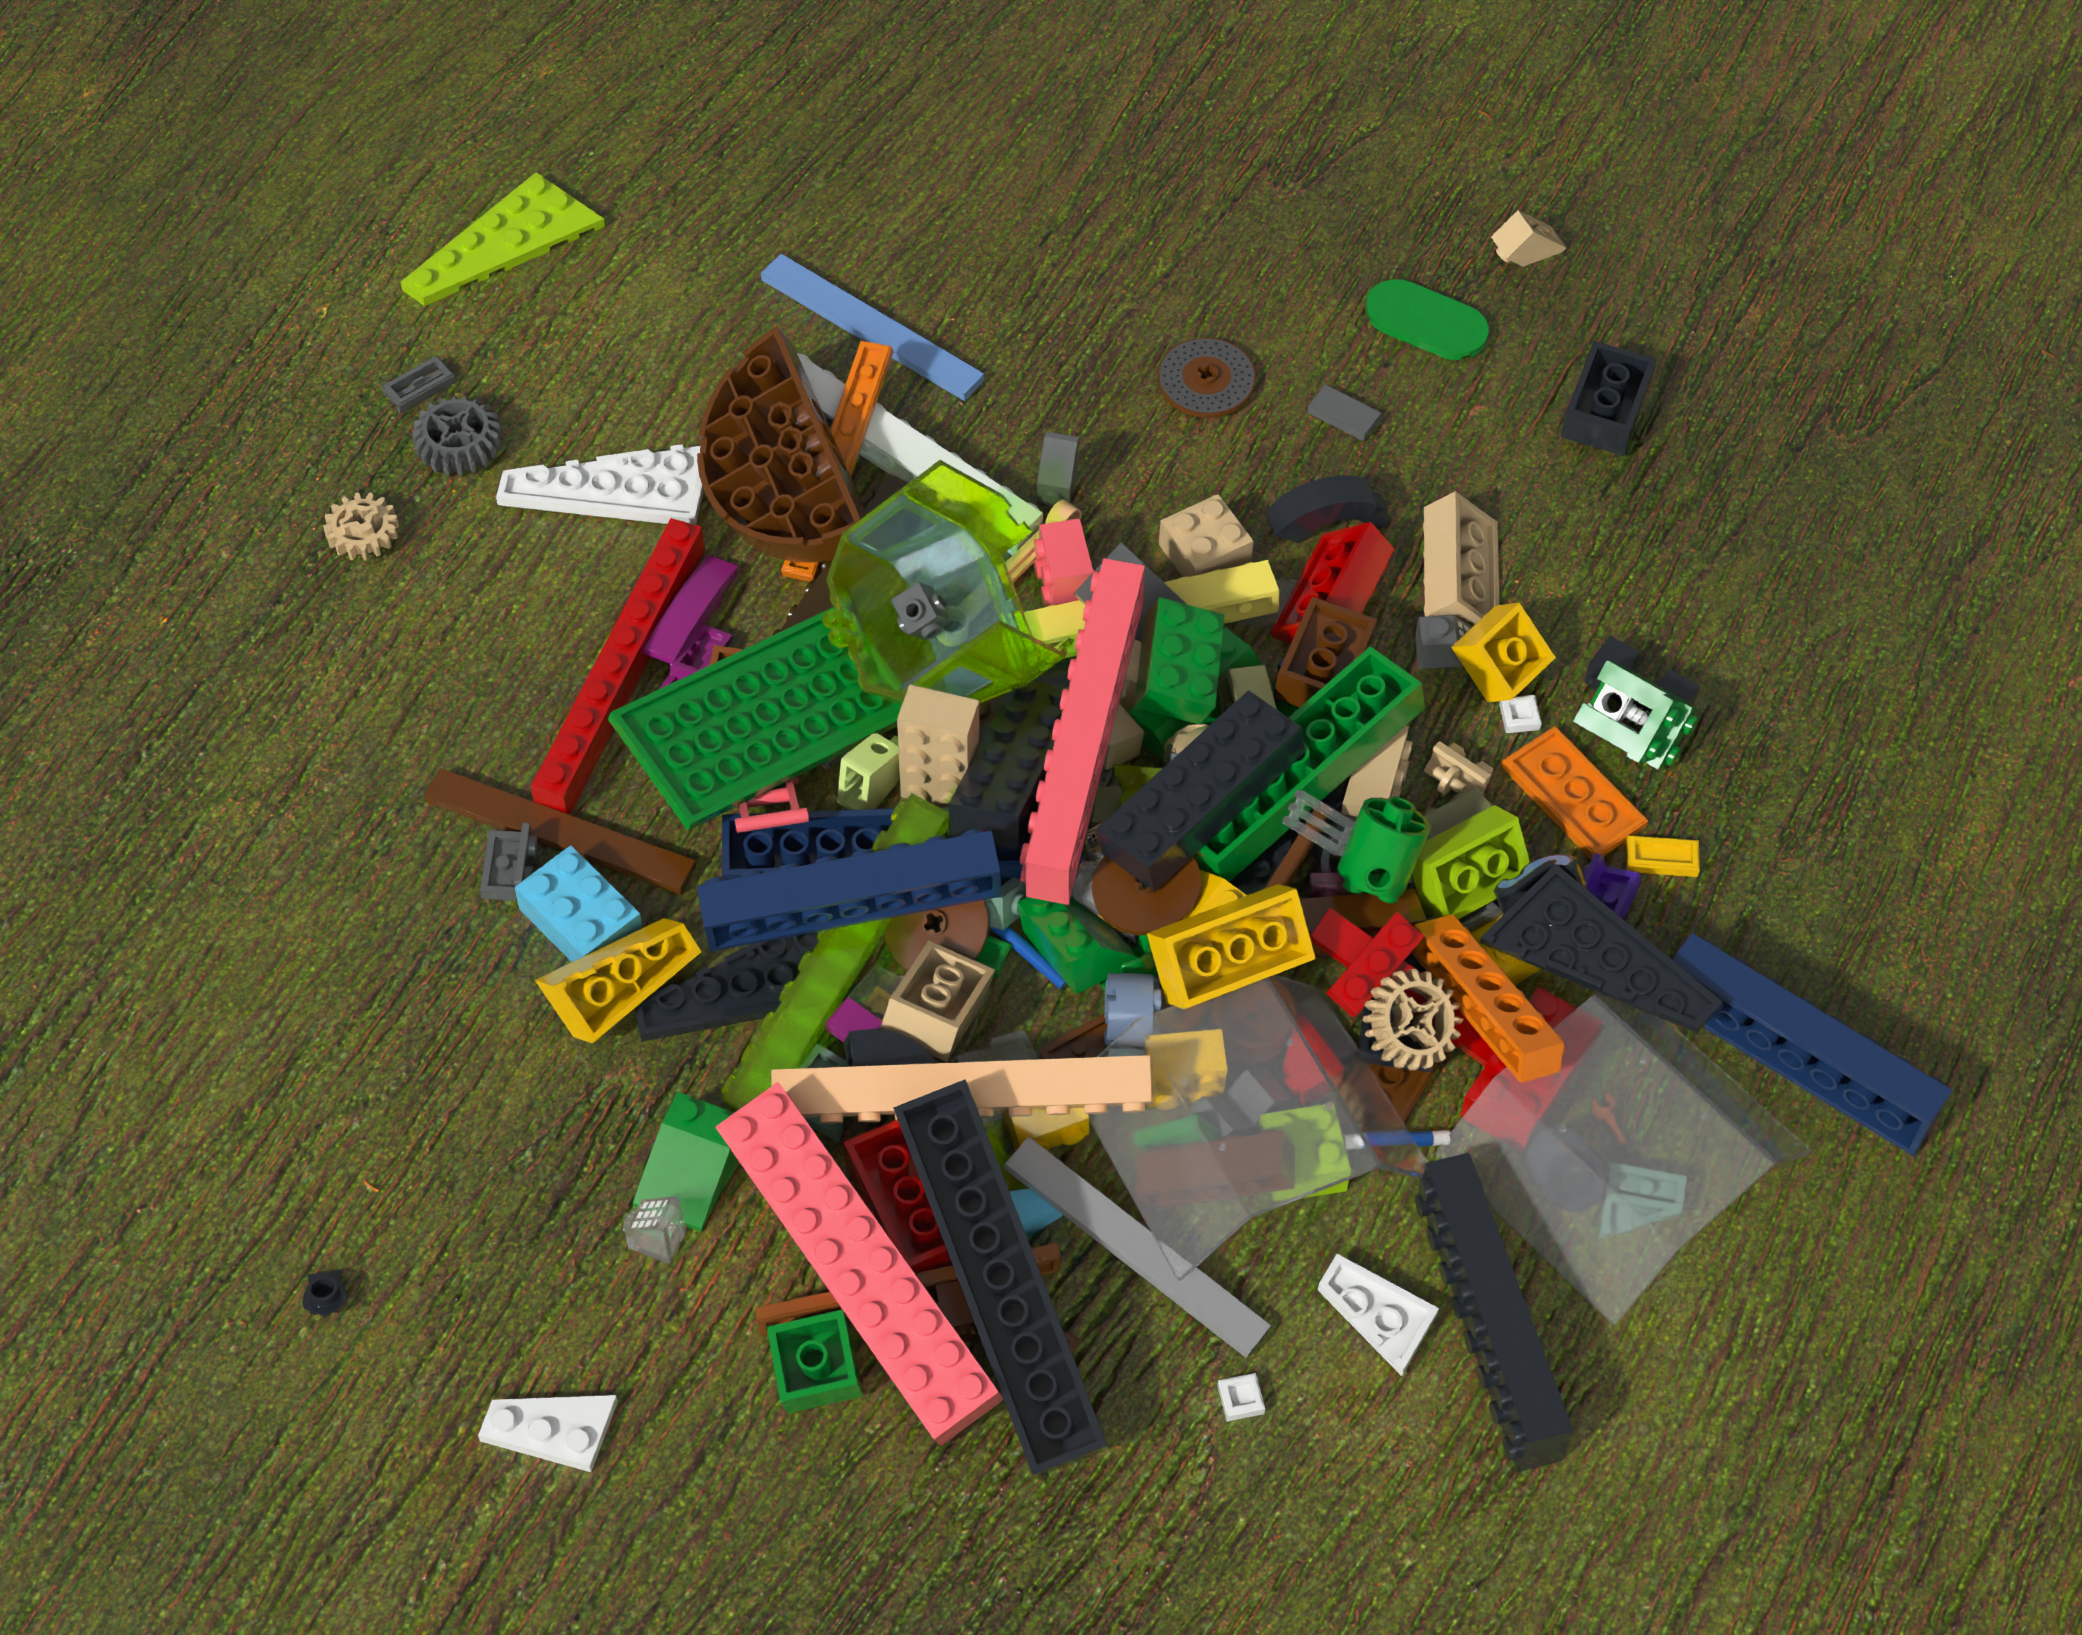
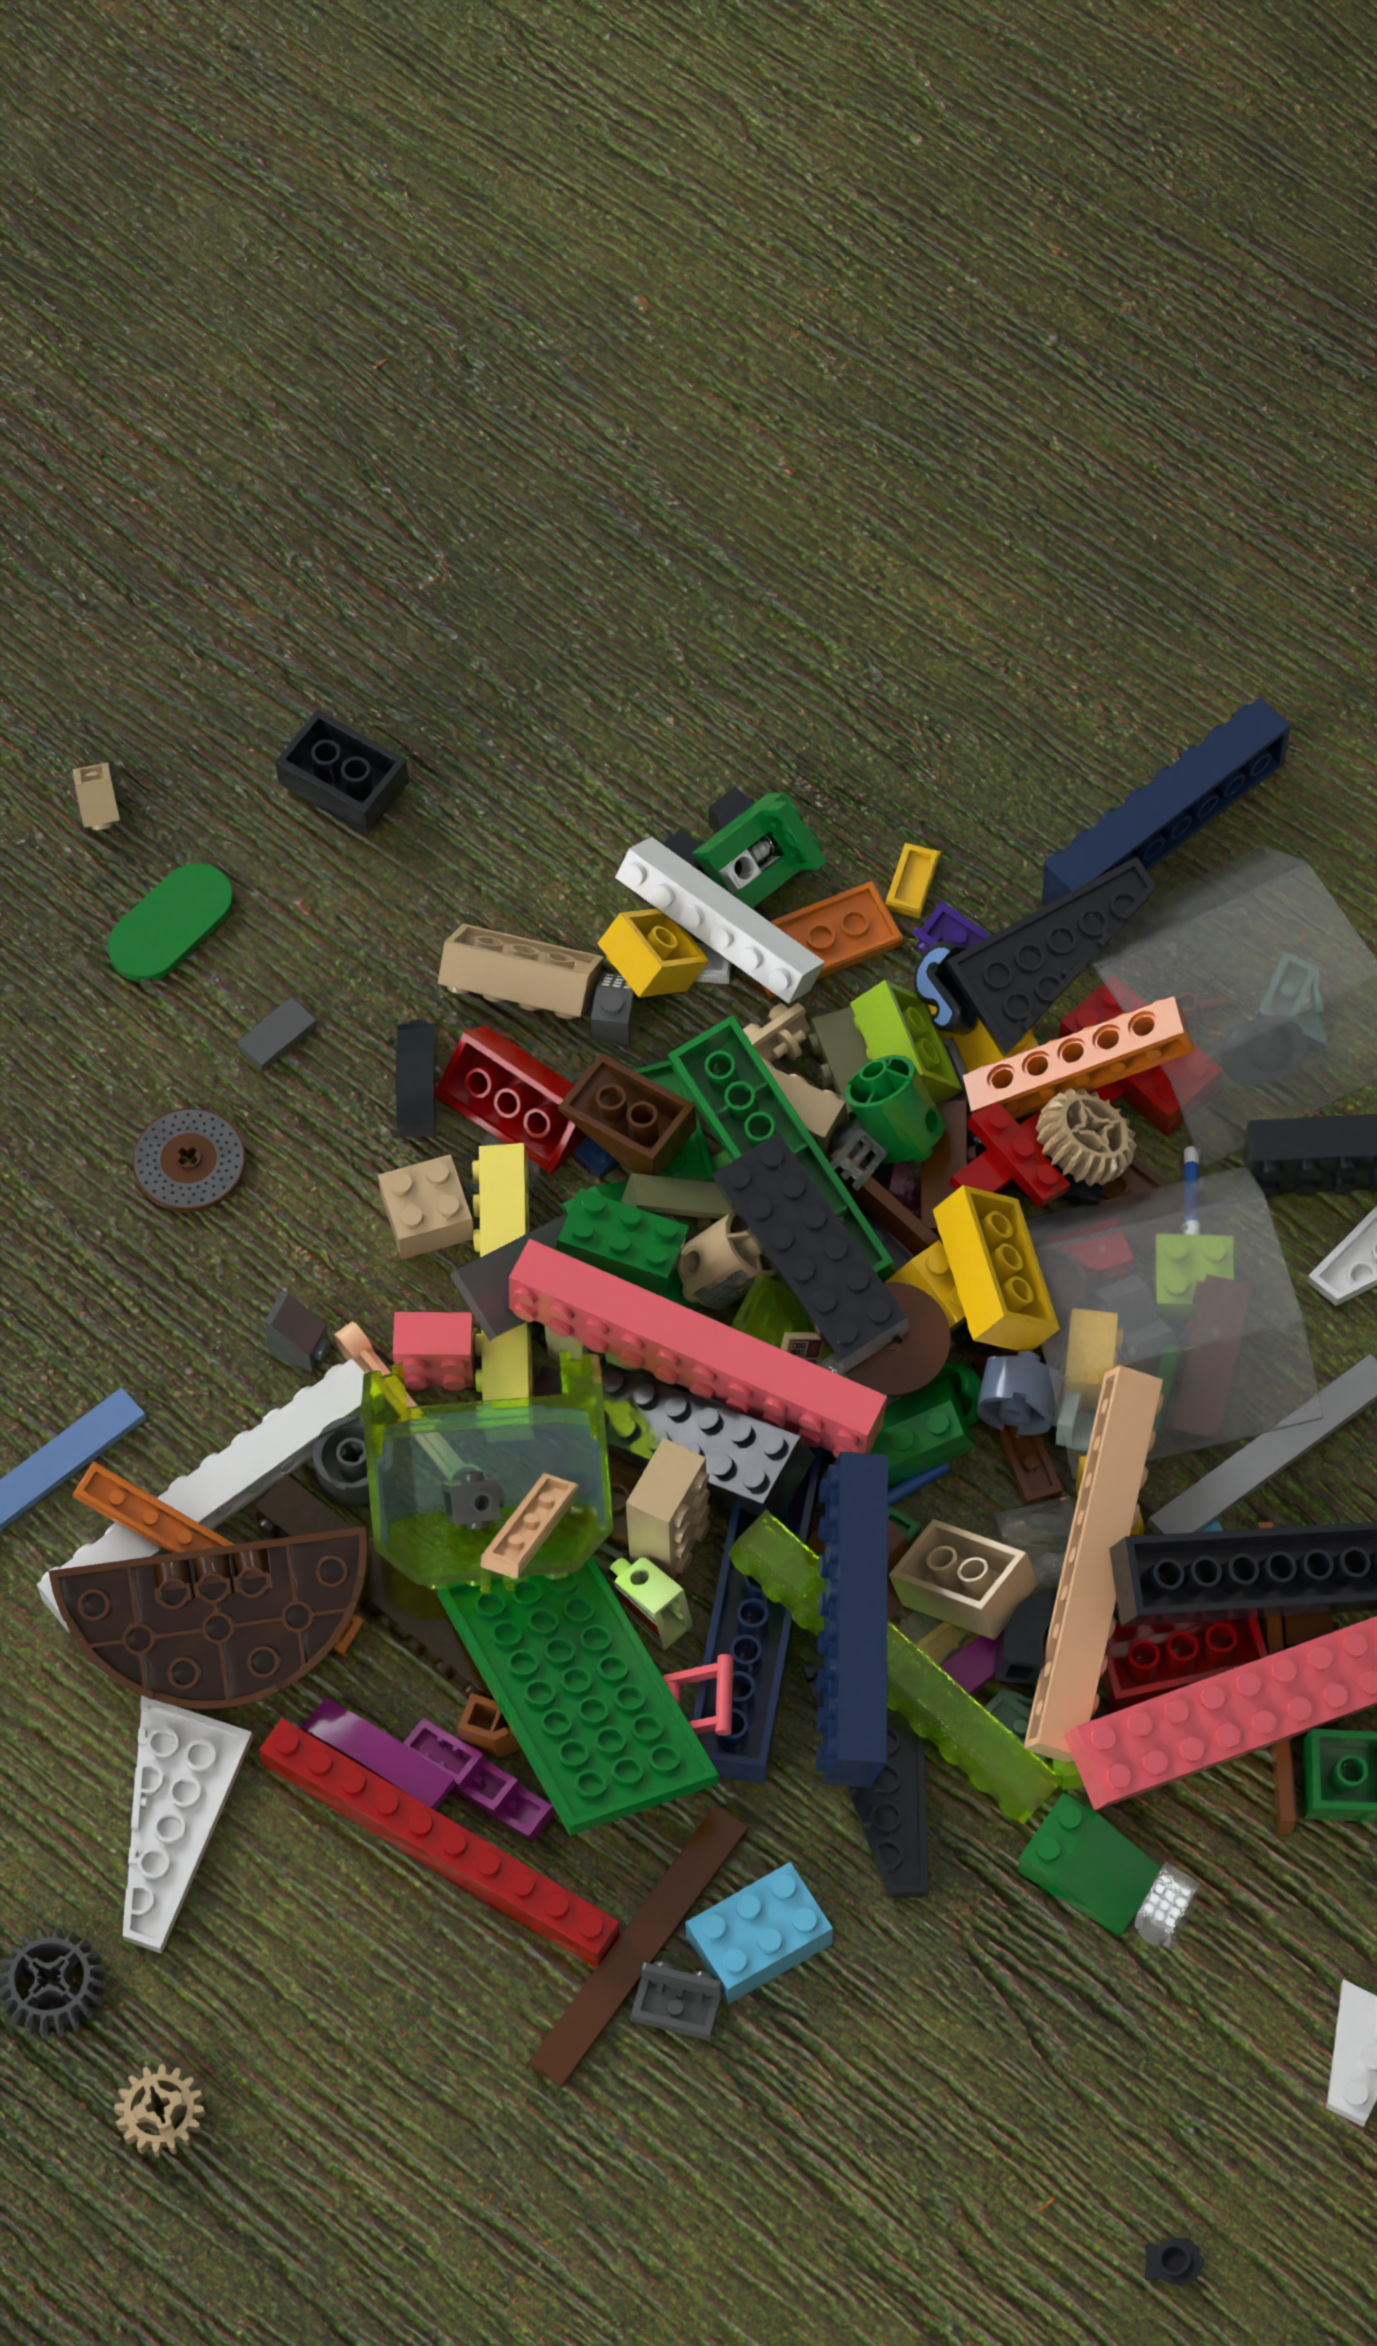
camera: 75 degrees left, 5 degrees up
(616, 978) = (859, 1897): yellow wedge -> none
(884, 640) = (529, 1526): none -> light nougat tile
(1551, 694) = (720, 919): none -> white brick

